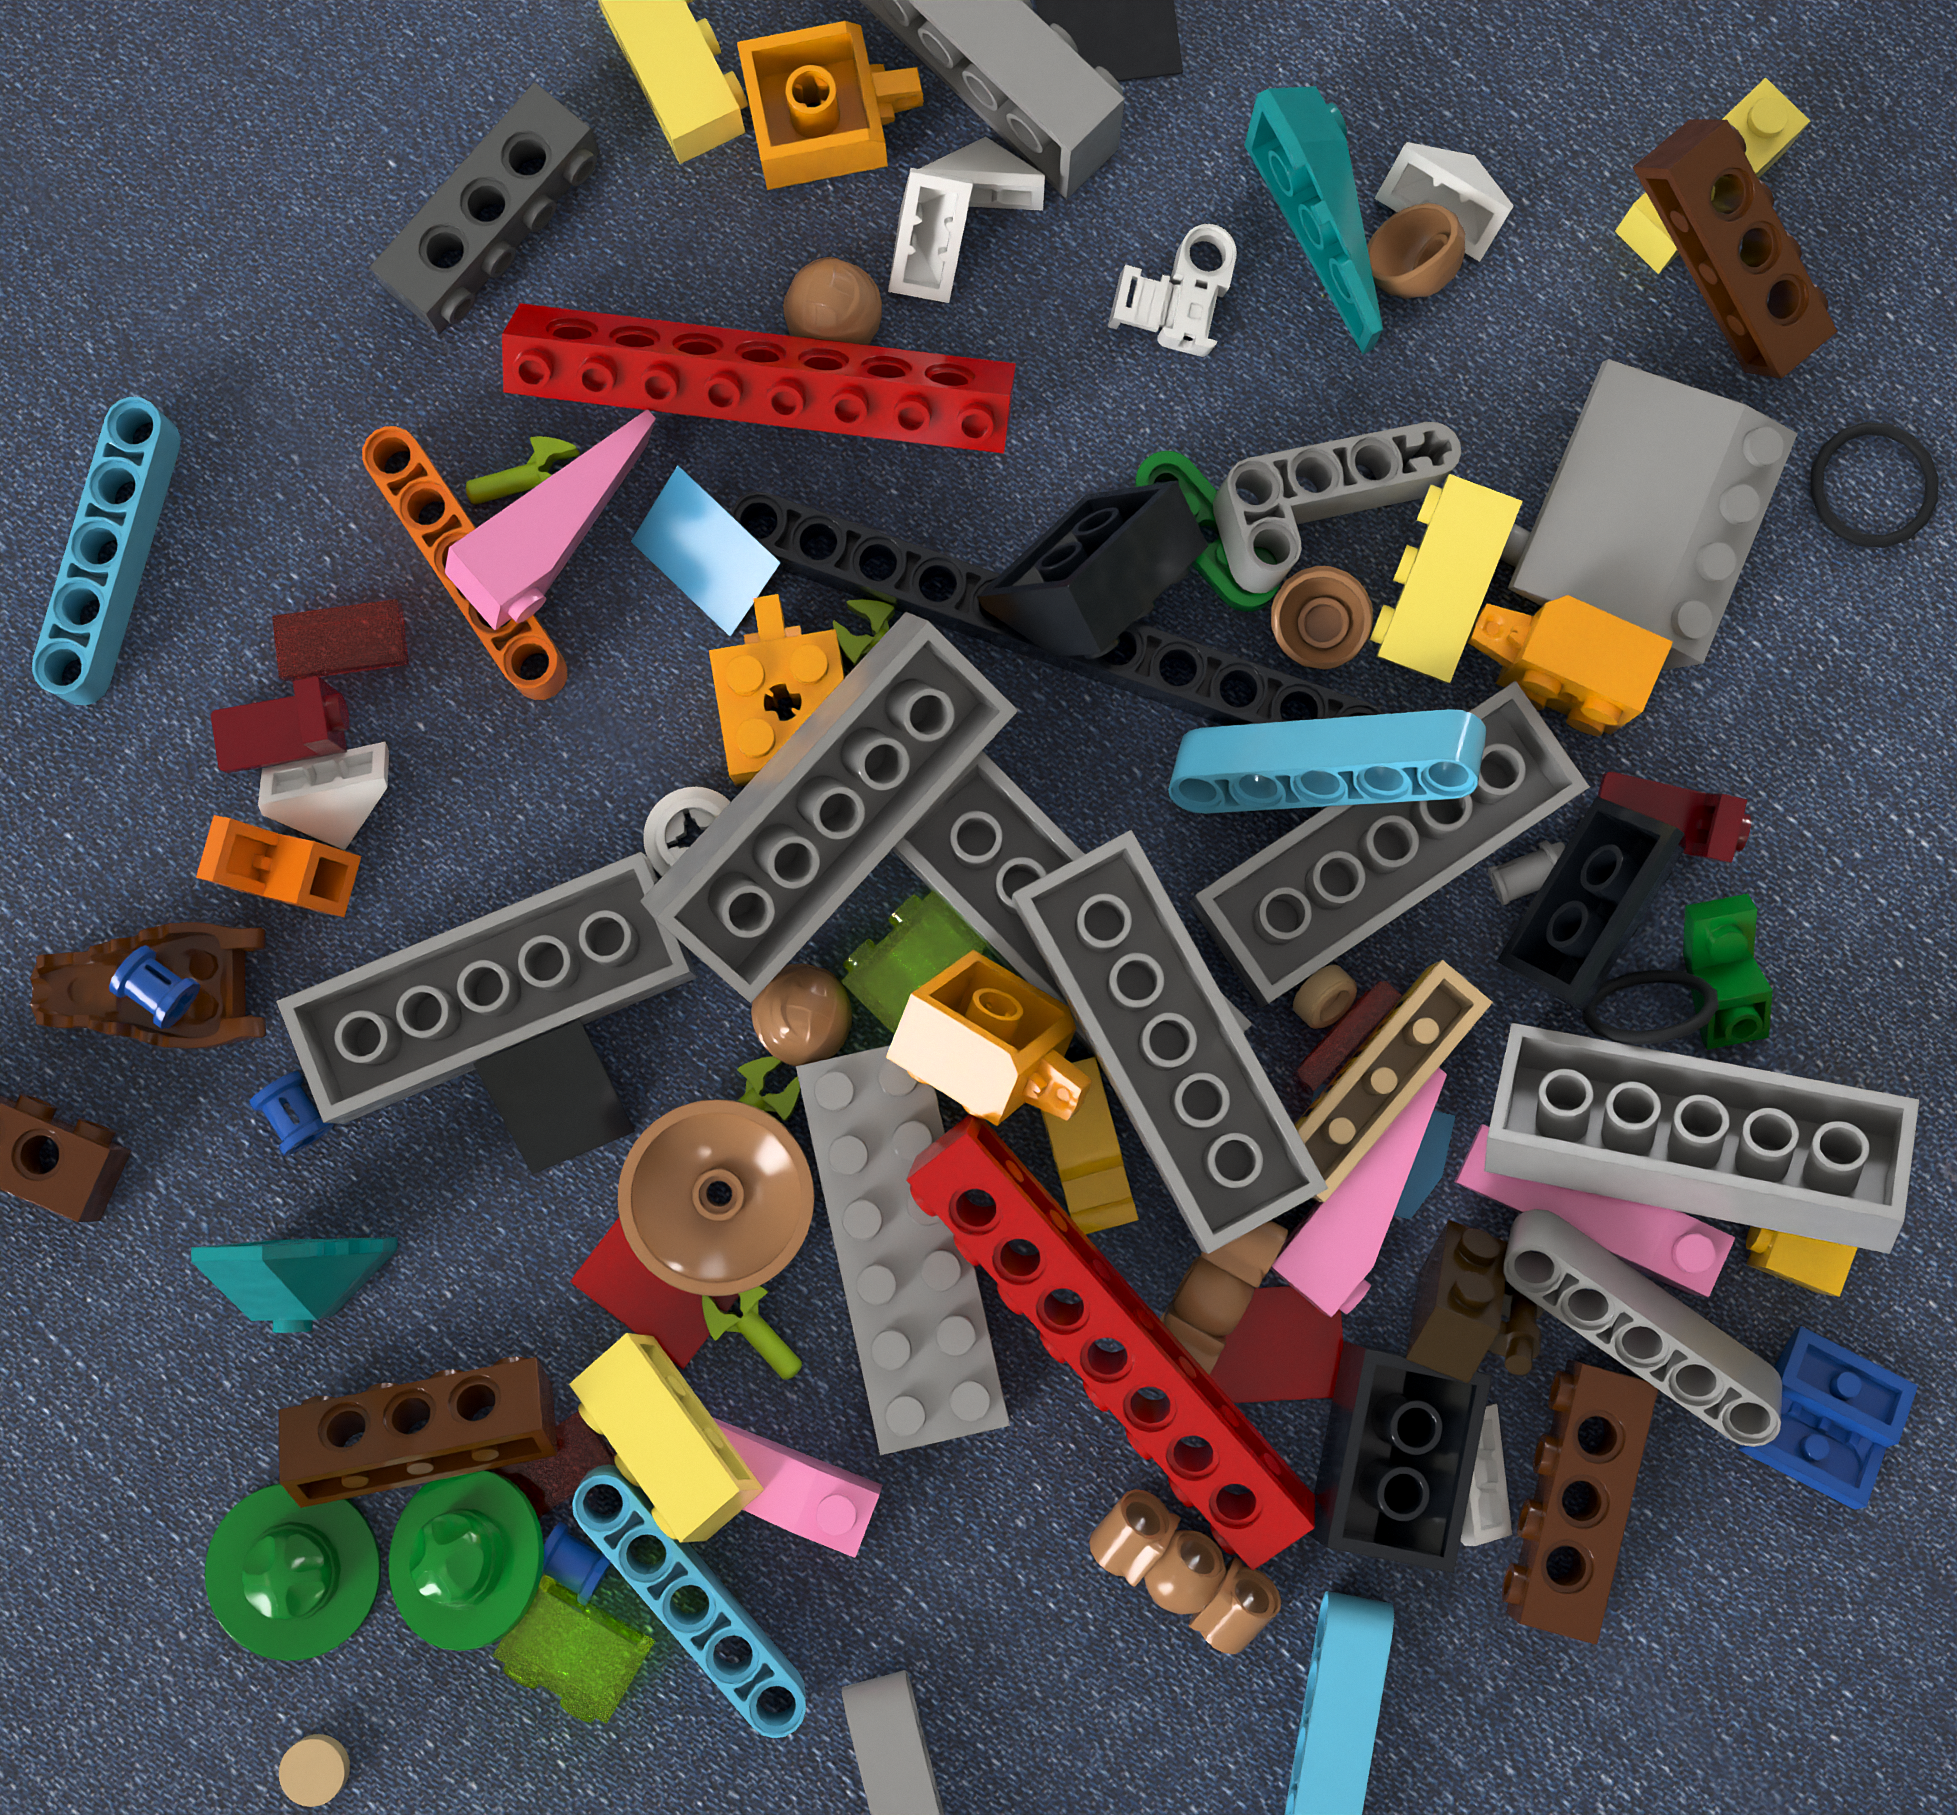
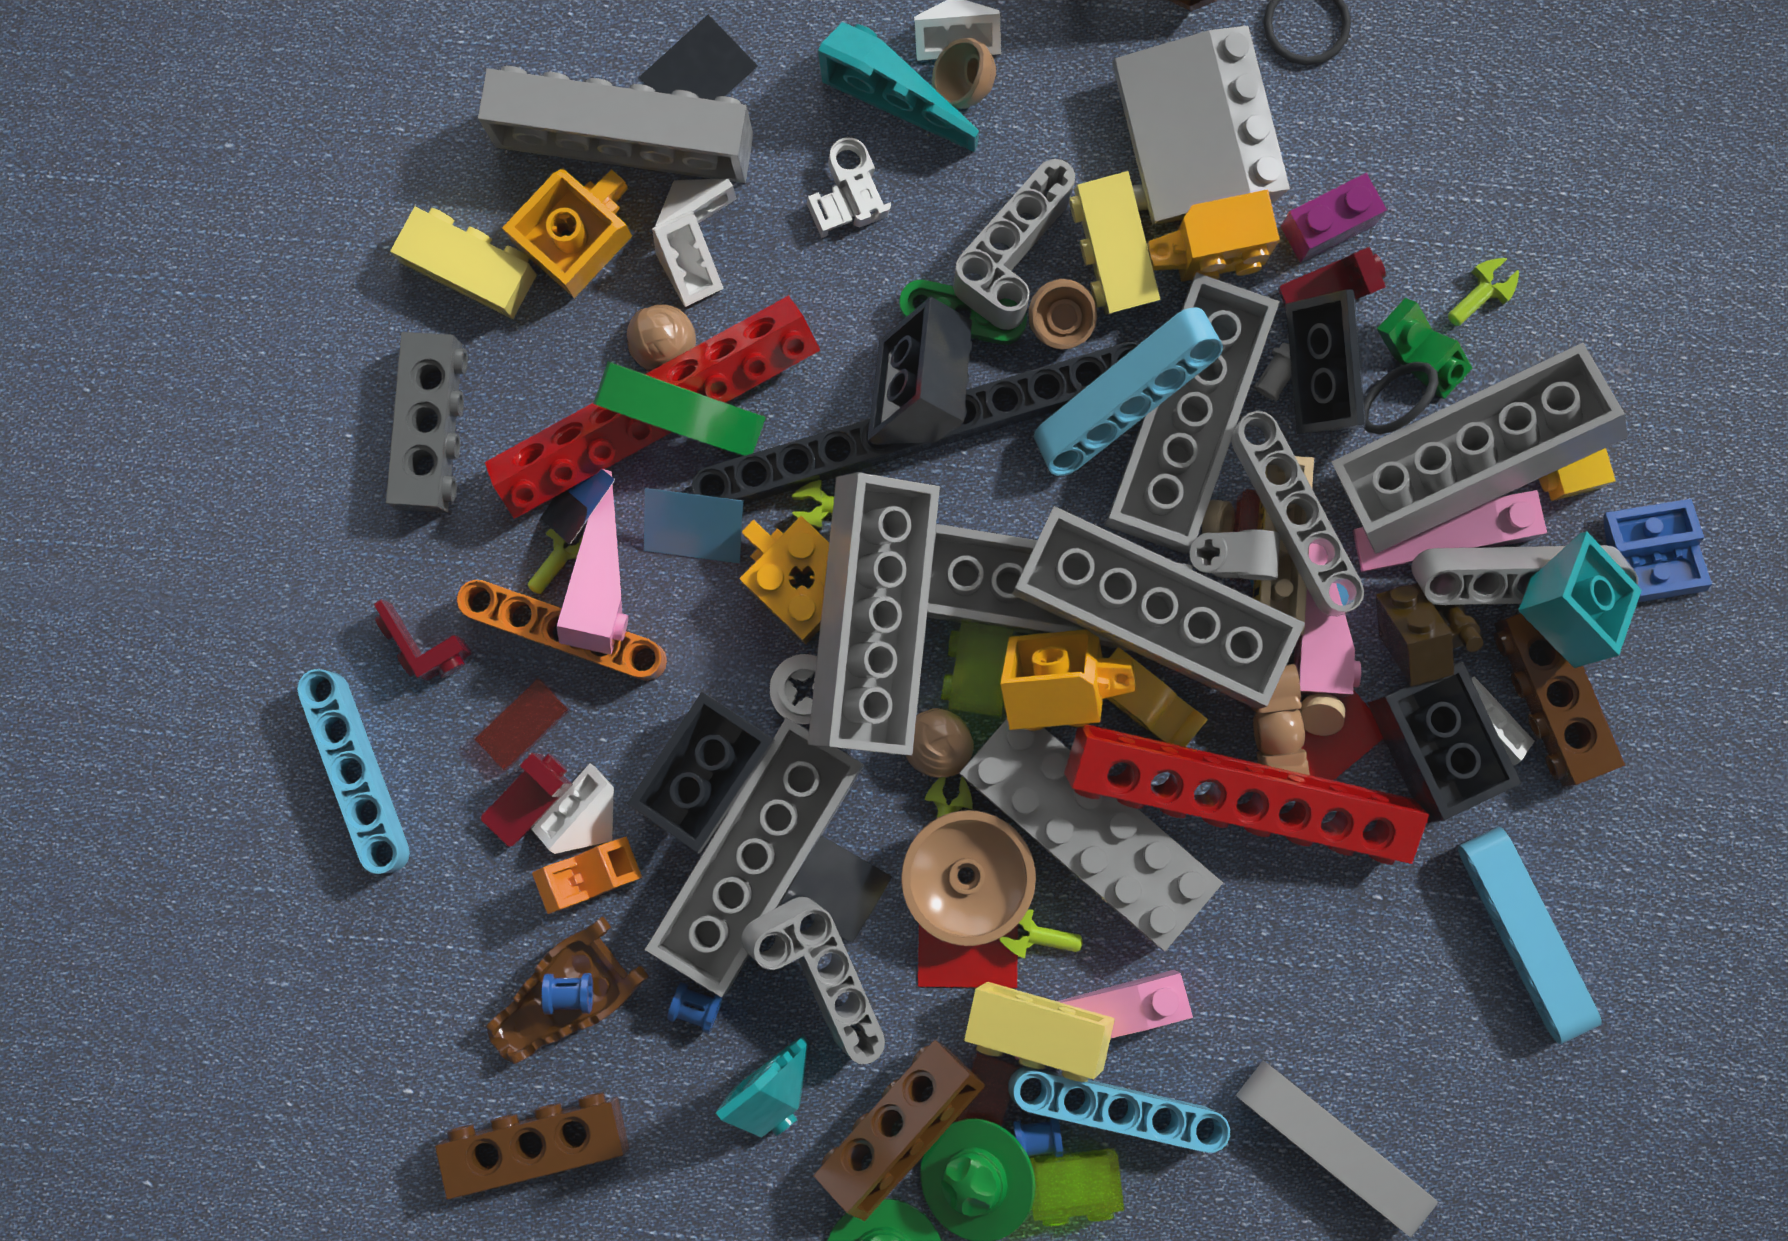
camera: 30 degrees left, 0 degrees up
(301, 496) = (442, 659): none -> dark red bracket
(459, 1195) = (825, 983): none -> light grey beam
(496, 842) = (701, 772): none -> black slope
(586, 428) = (574, 506): none -> sticker
(783, 402) = (678, 410): none -> green slope
(1184, 1571) = (1375, 892): medium nougat piece -> none
(1279, 1314) = (1322, 714): none -> tan tile
(1314, 1050) = (1241, 554): none -> light grey piece
(1440, 1027) = (1297, 491): none -> light grey beam
(1687, 1411) = (1582, 602): none -> teal slope
(1732, 736) = (1333, 217): none -> magenta brick
(1851, 955) = (1484, 291): none -> lime bar

